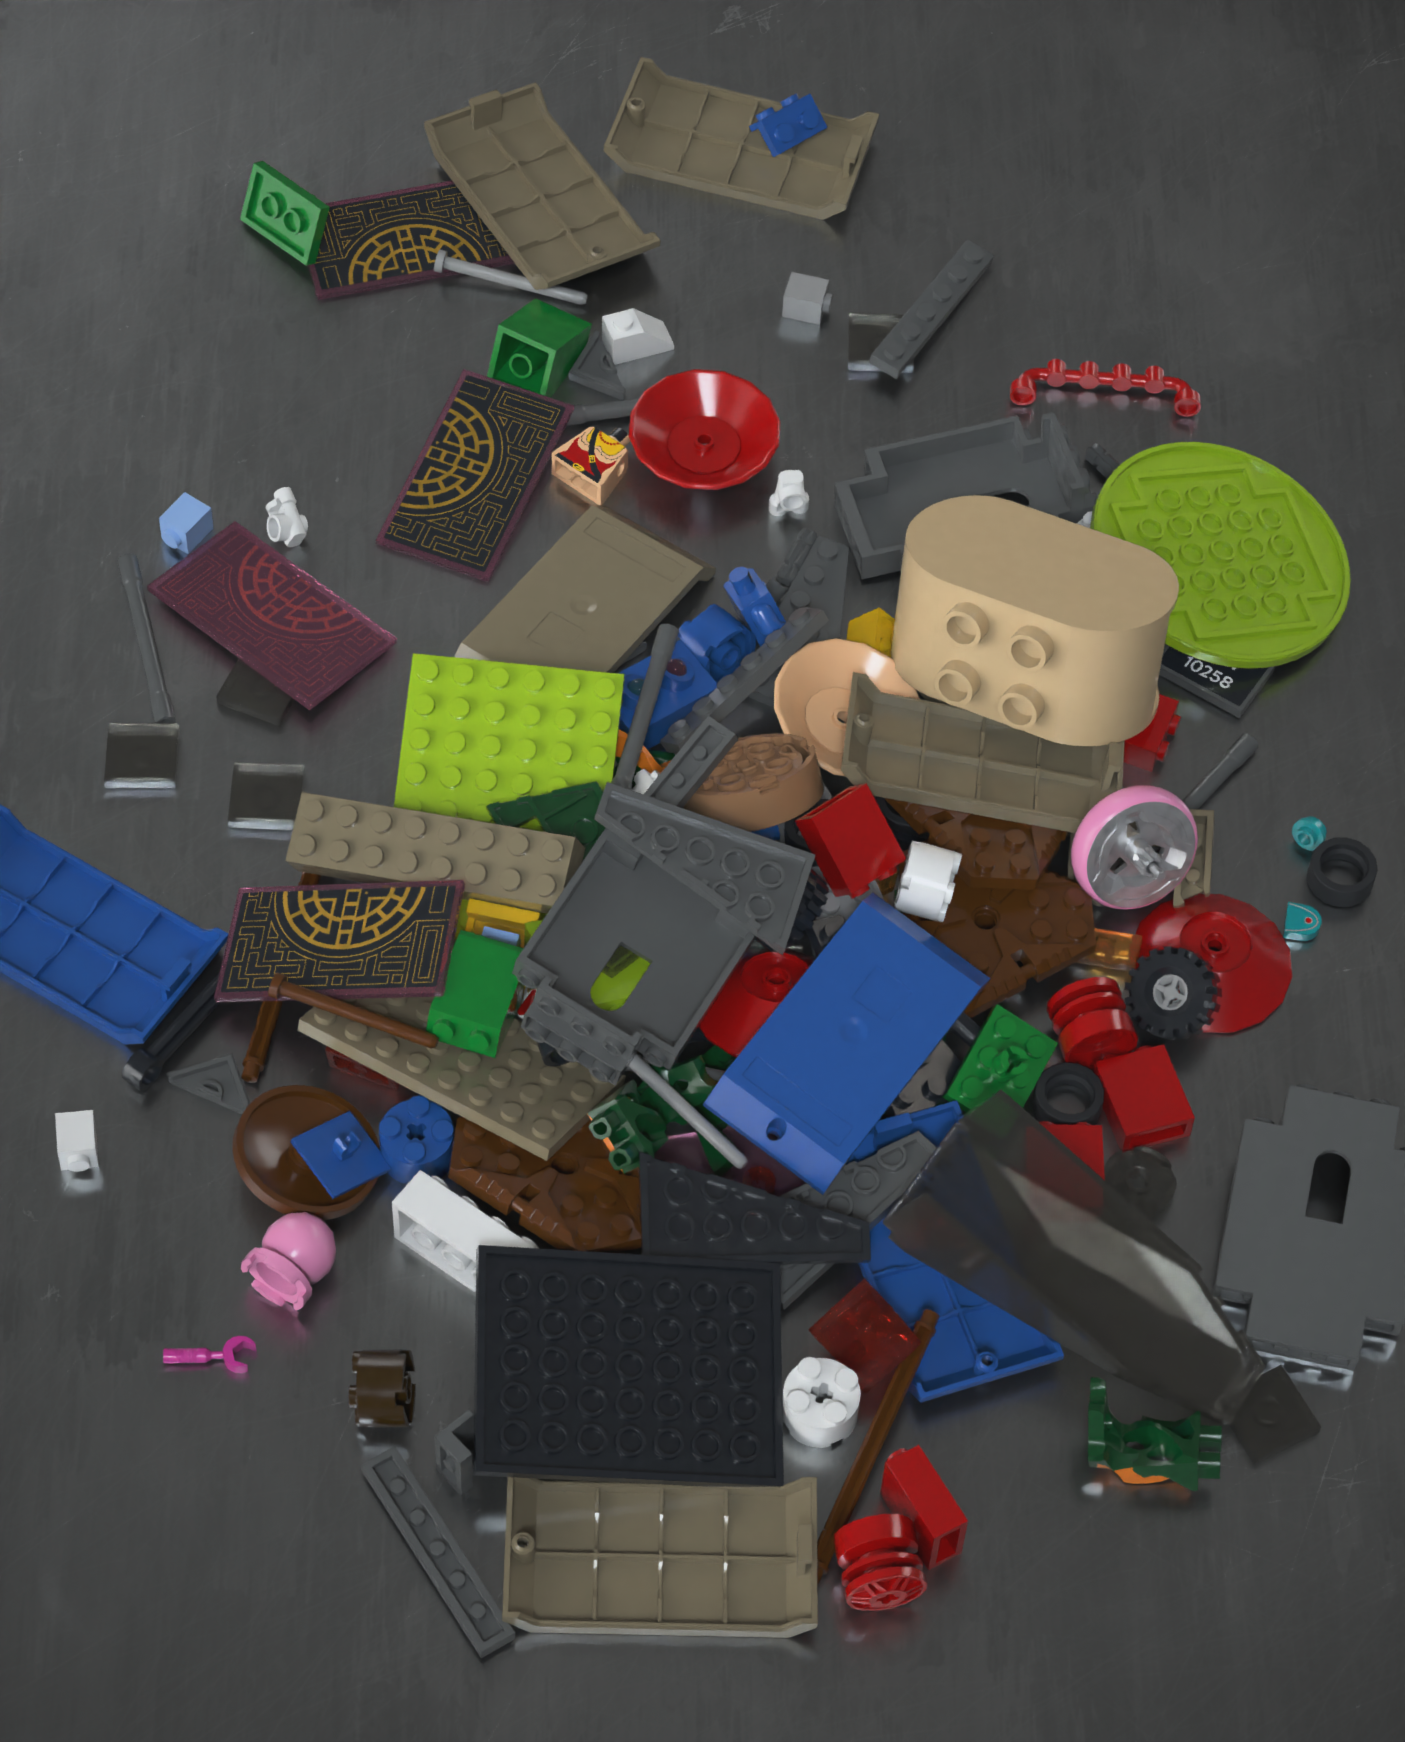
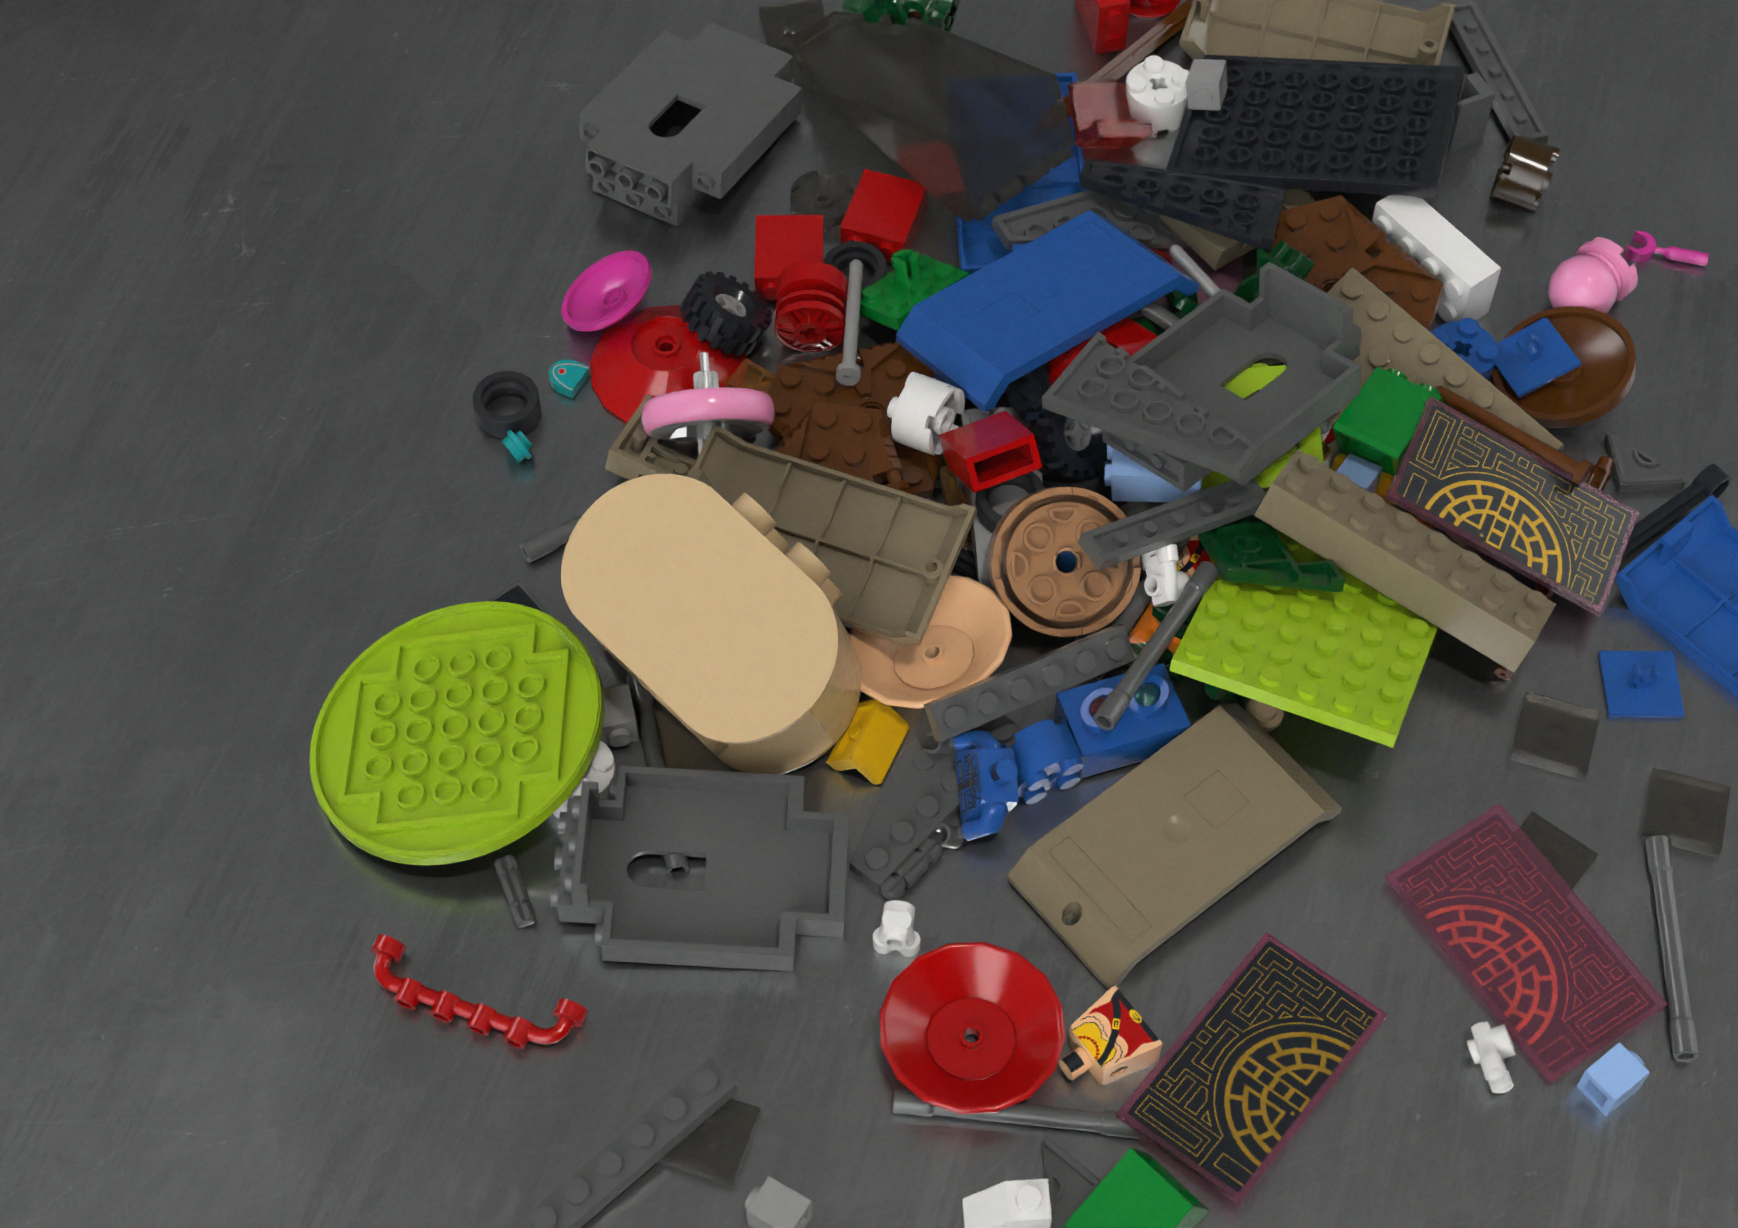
camera: 160 degrees left, 0 degrees up
(192, 867) = (1641, 684): none -> blue piece
(766, 1391) = (1206, 84): none -> light grey brick
(1021, 932) = (848, 372): none -> light grey bar
(1304, 996) = (607, 291): none -> dark pink dish

